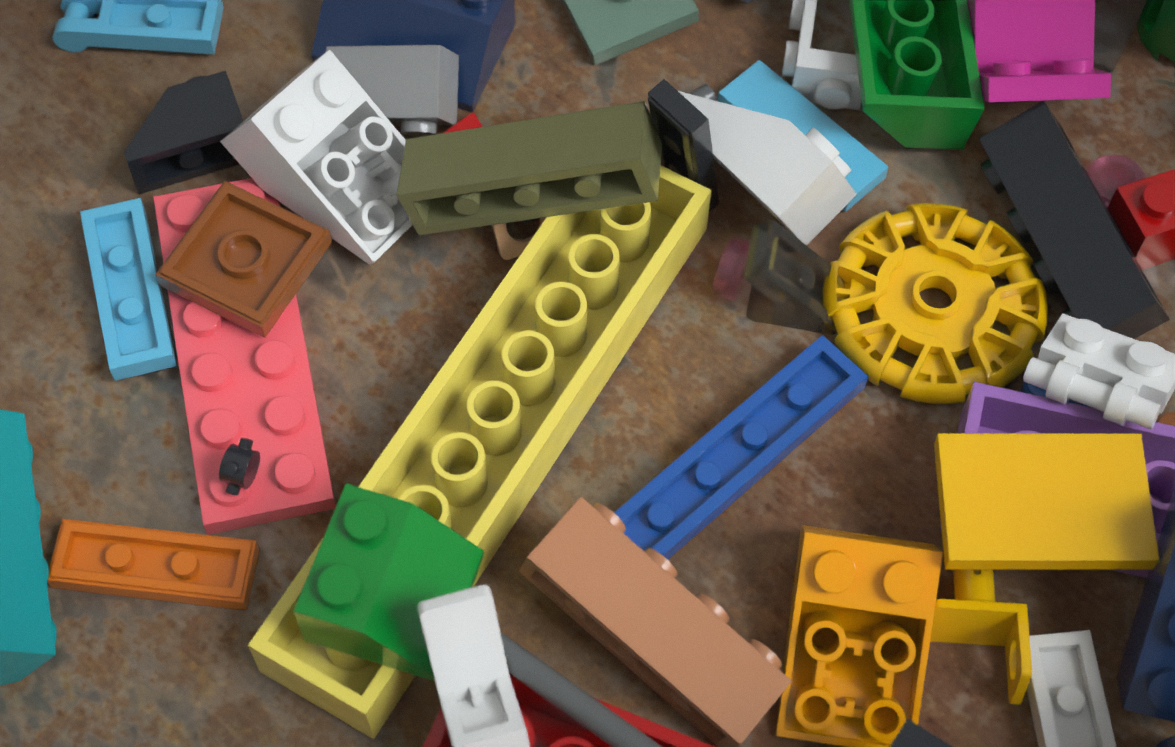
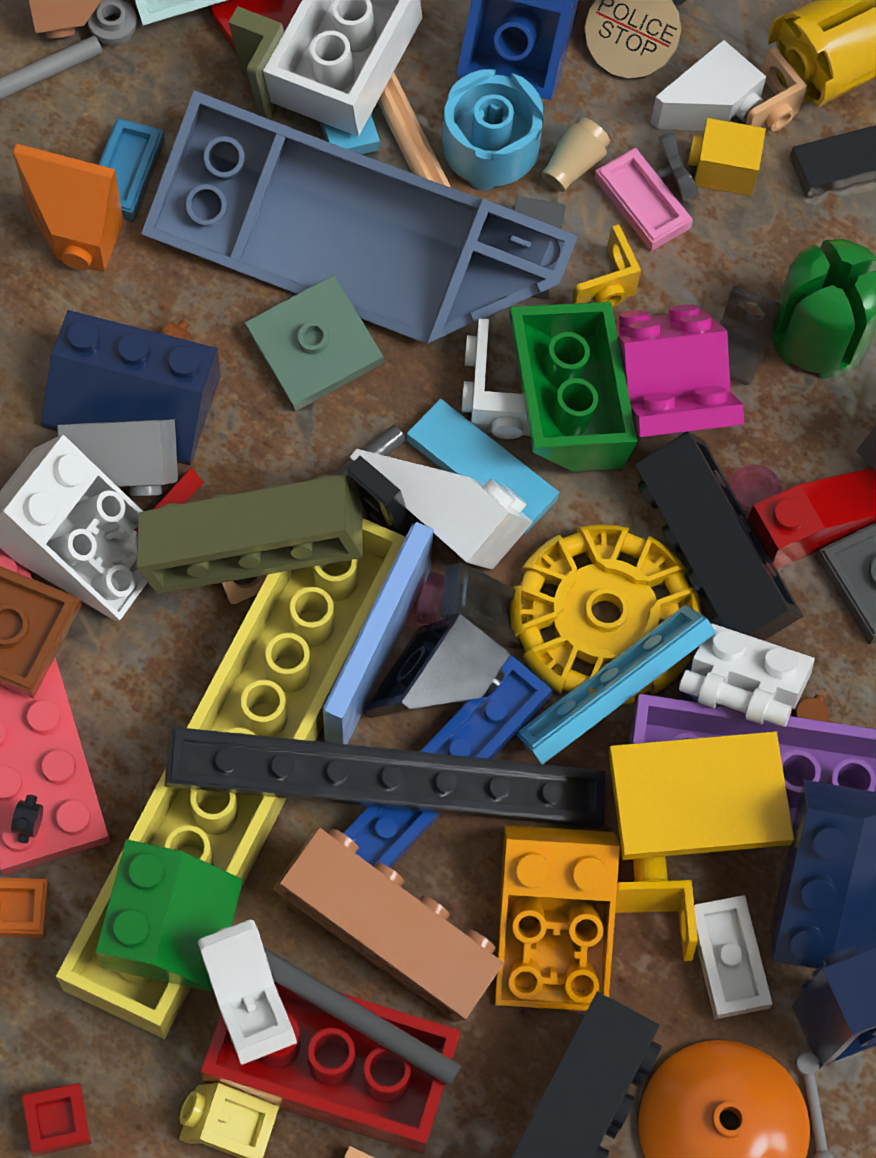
camera: 10 degrees left, 5 degrees up
(663, 453) = (384, 777): none -> black tile
(667, 300) = (378, 635): none -> light blue tile
(741, 341) = (440, 667): none -> slope
(944, 373) = (615, 683): none -> medium azure tile

